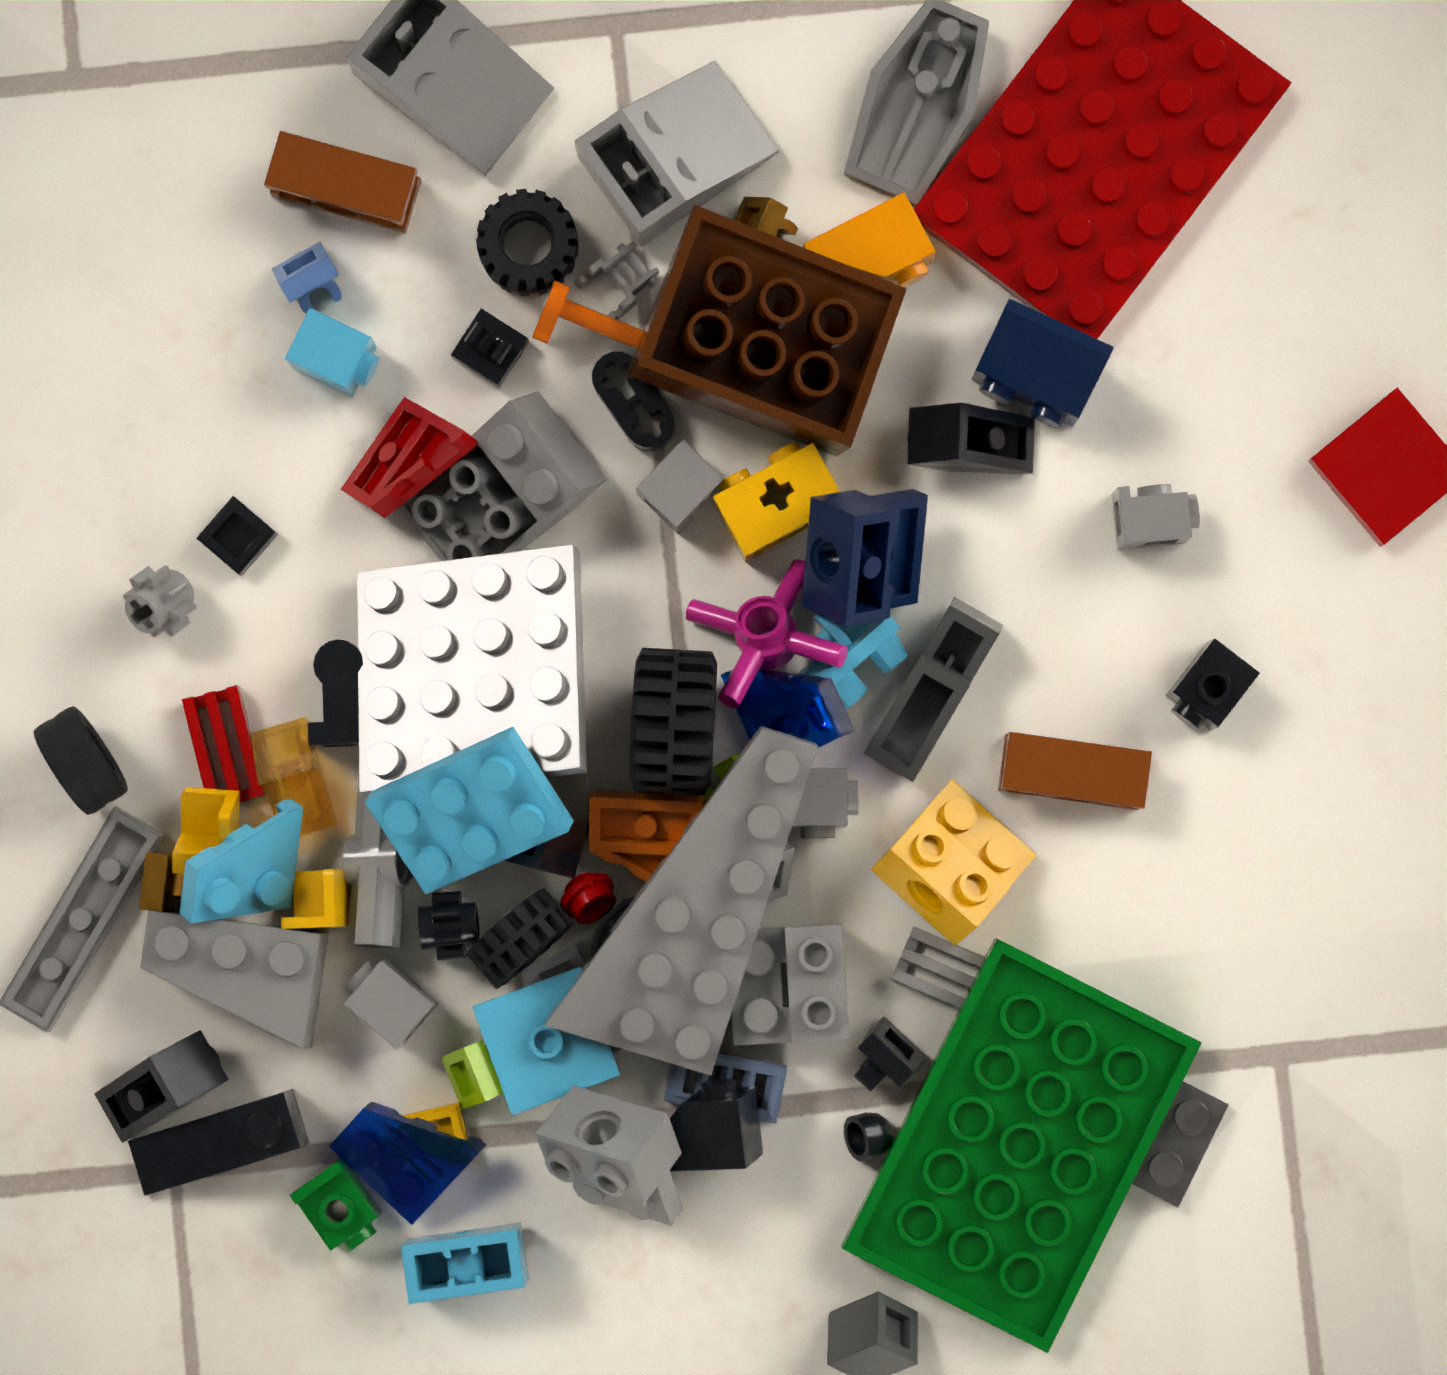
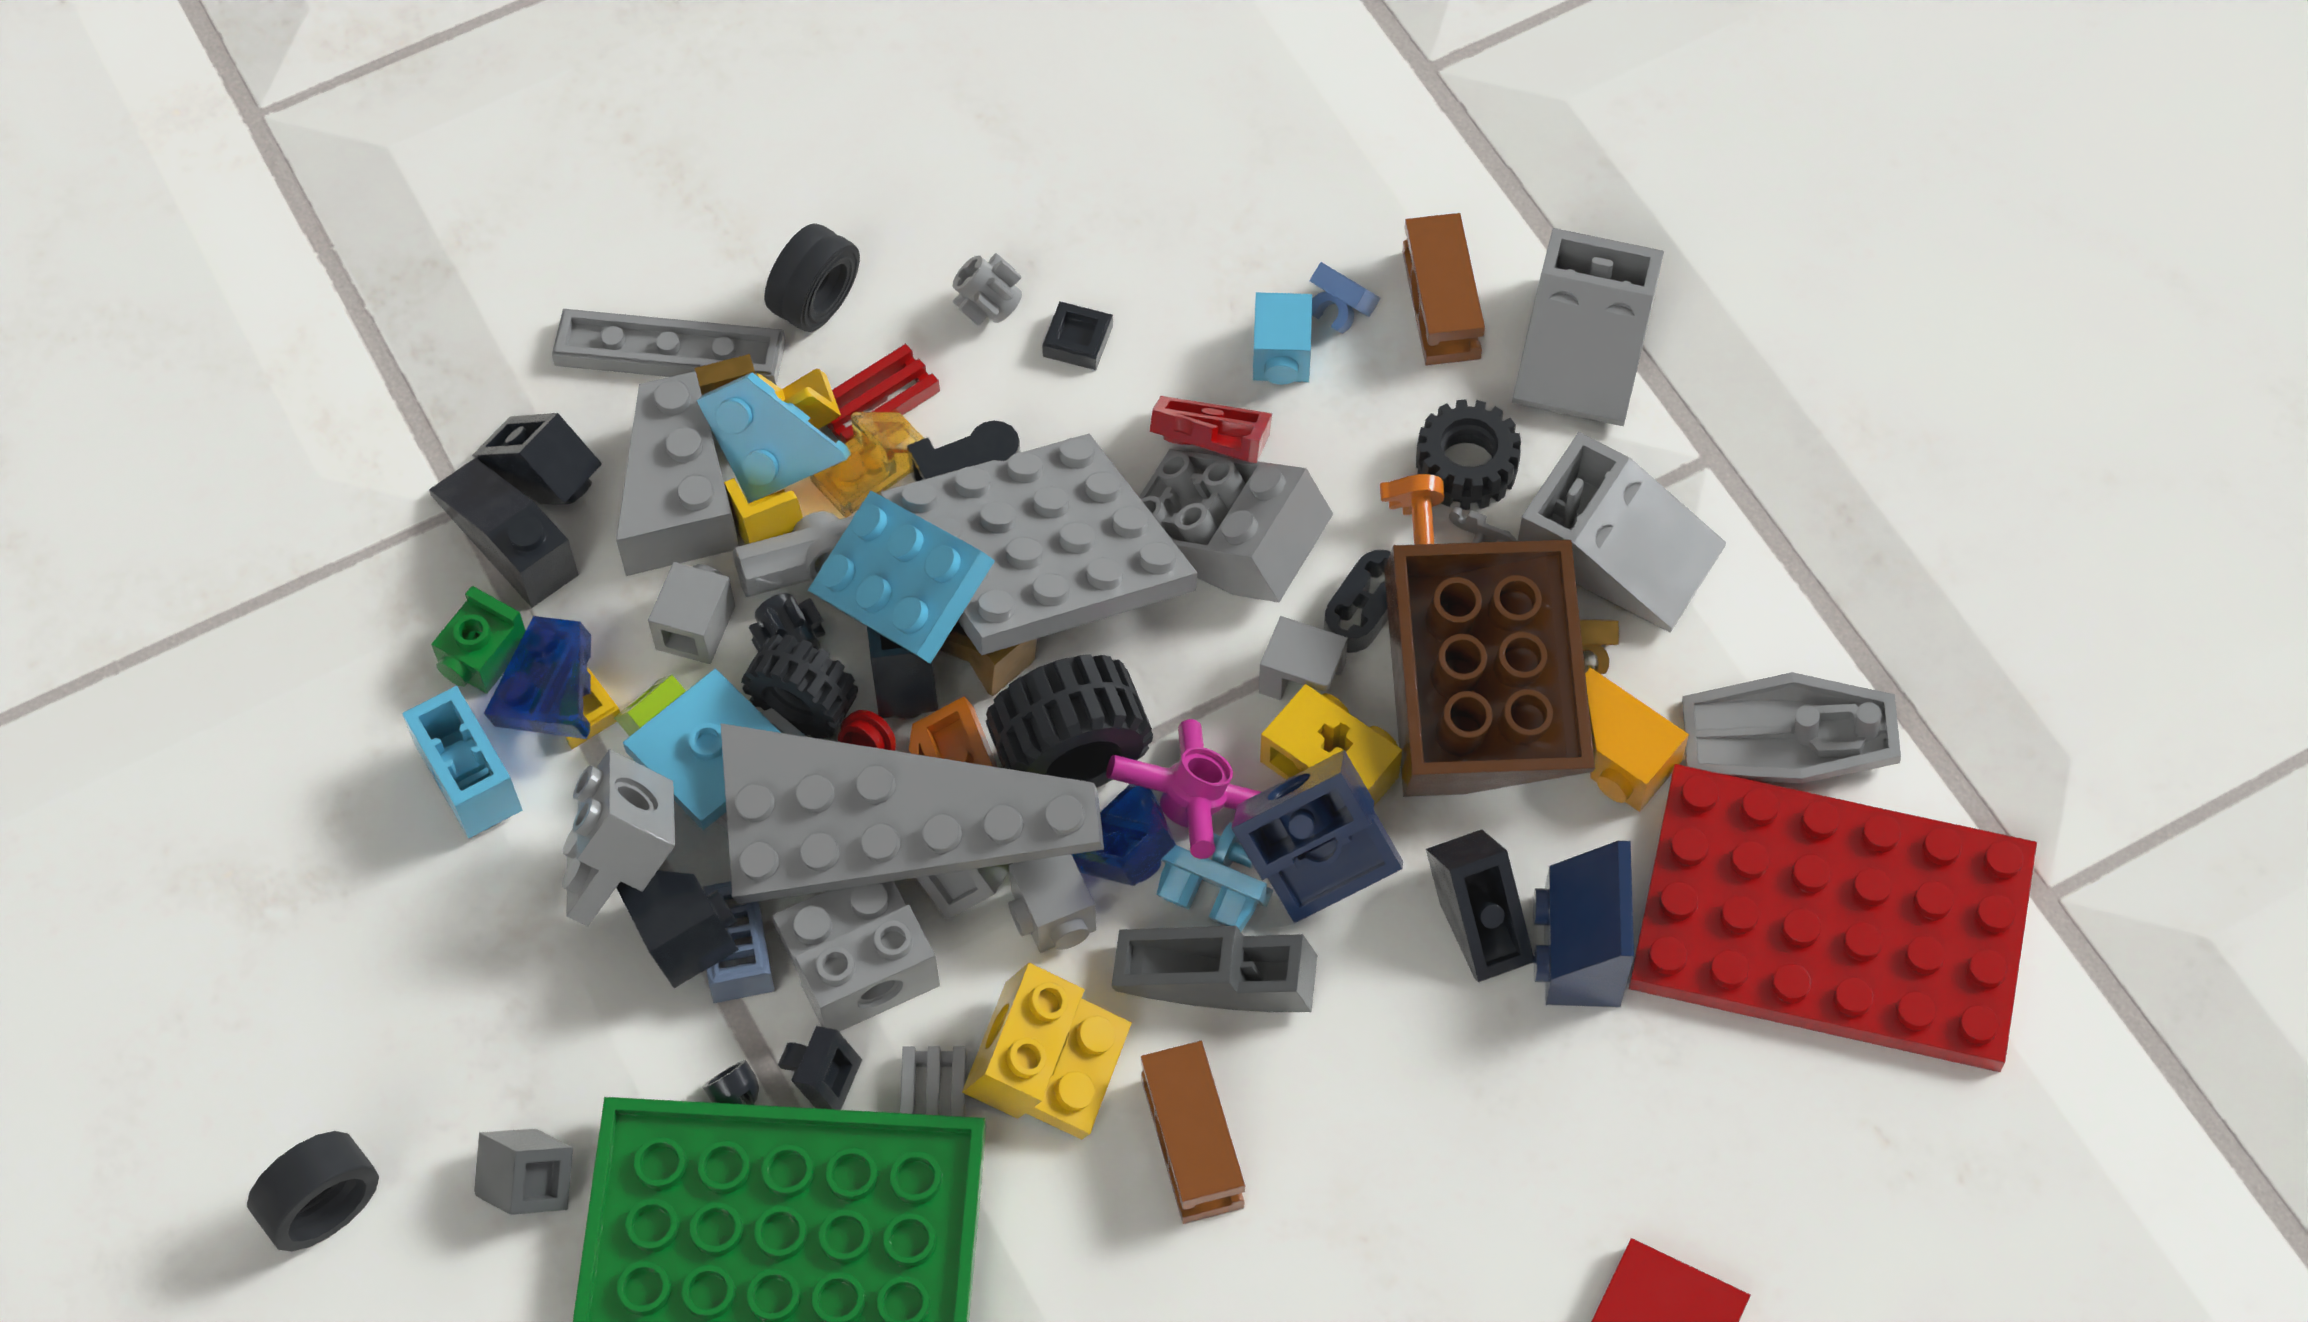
camera: 65 degrees right, 25 degrees down
(490, 348) = (1354, 465): black tile -> none
(1153, 516) = (1489, 1104): light grey brick -> none
(1211, 686) = (1342, 1230): black brick -> none

